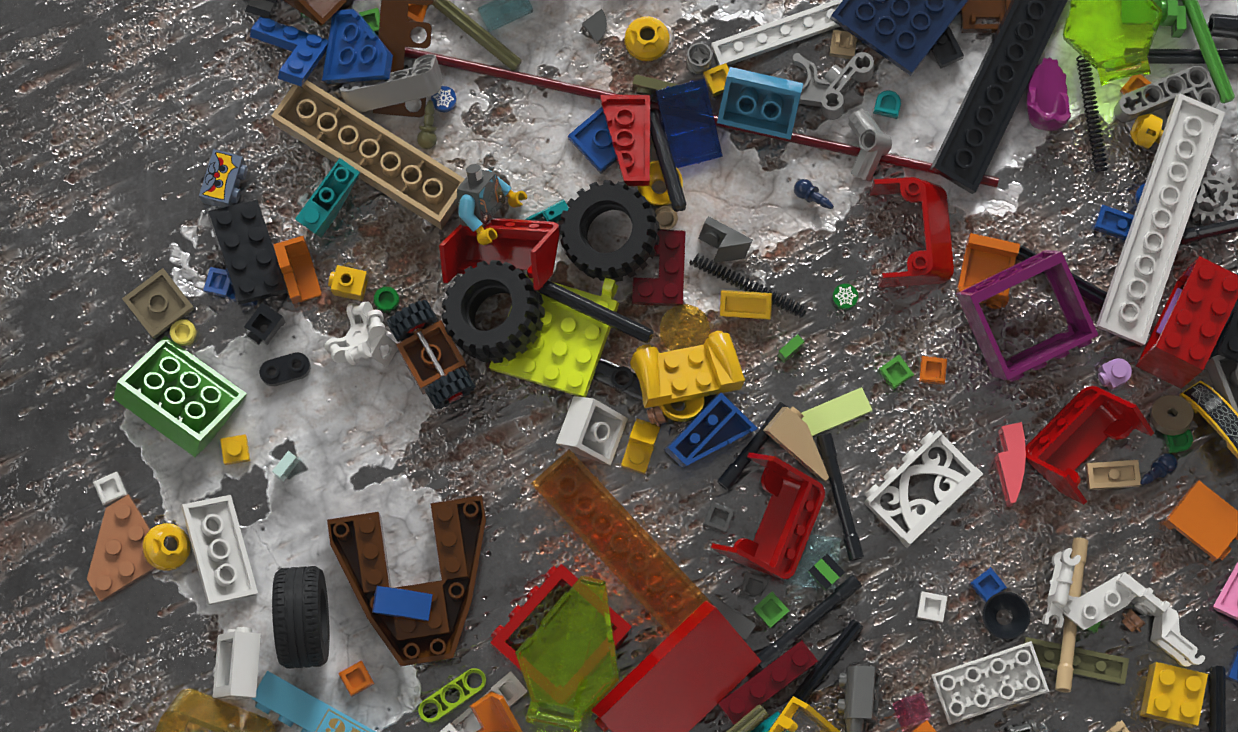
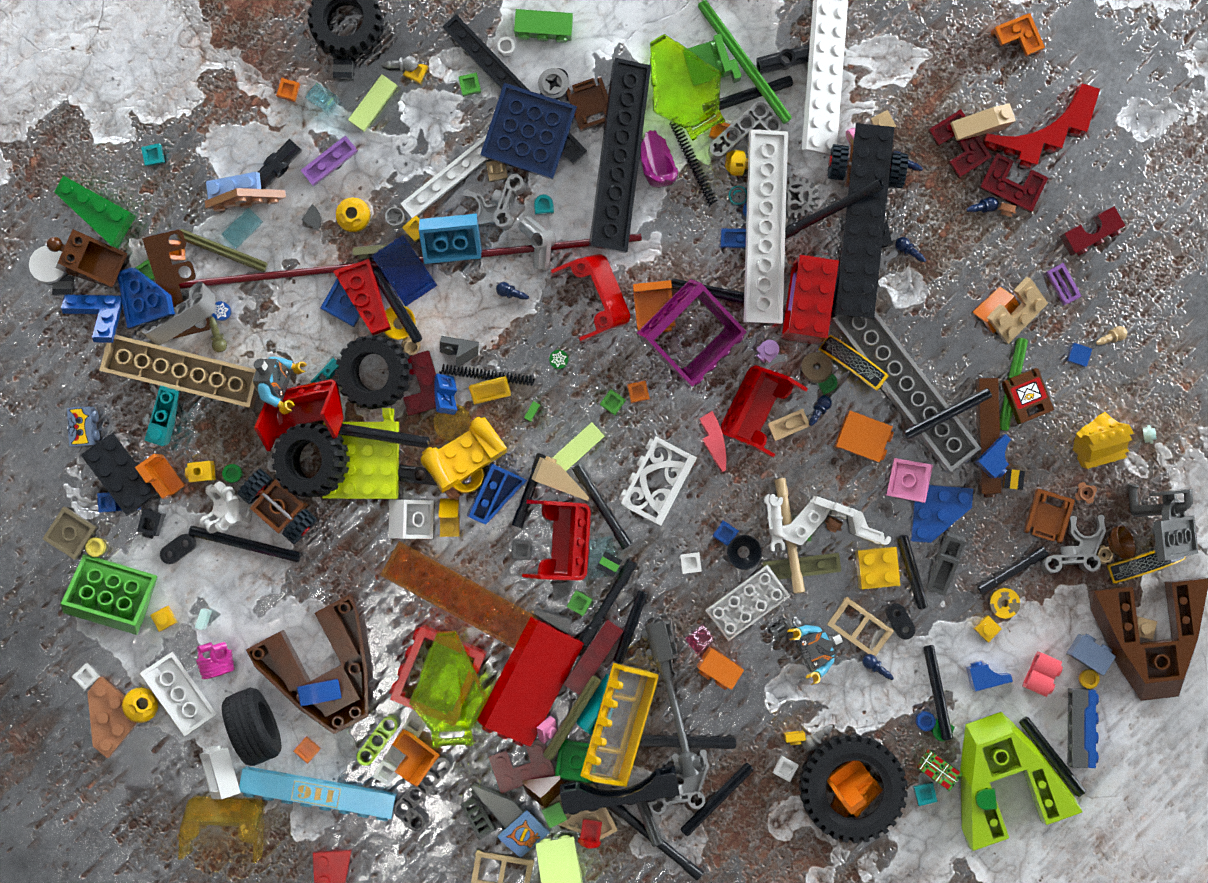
camera: 20 degrees left, 10 degrees up
(278, 525) = (219, 662): none -> dark pink piece
(371, 391) = (245, 544): none -> black axle
(687, 289) = (444, 394): none -> blue slope
(1135, 172) = (737, 195): none -> tile

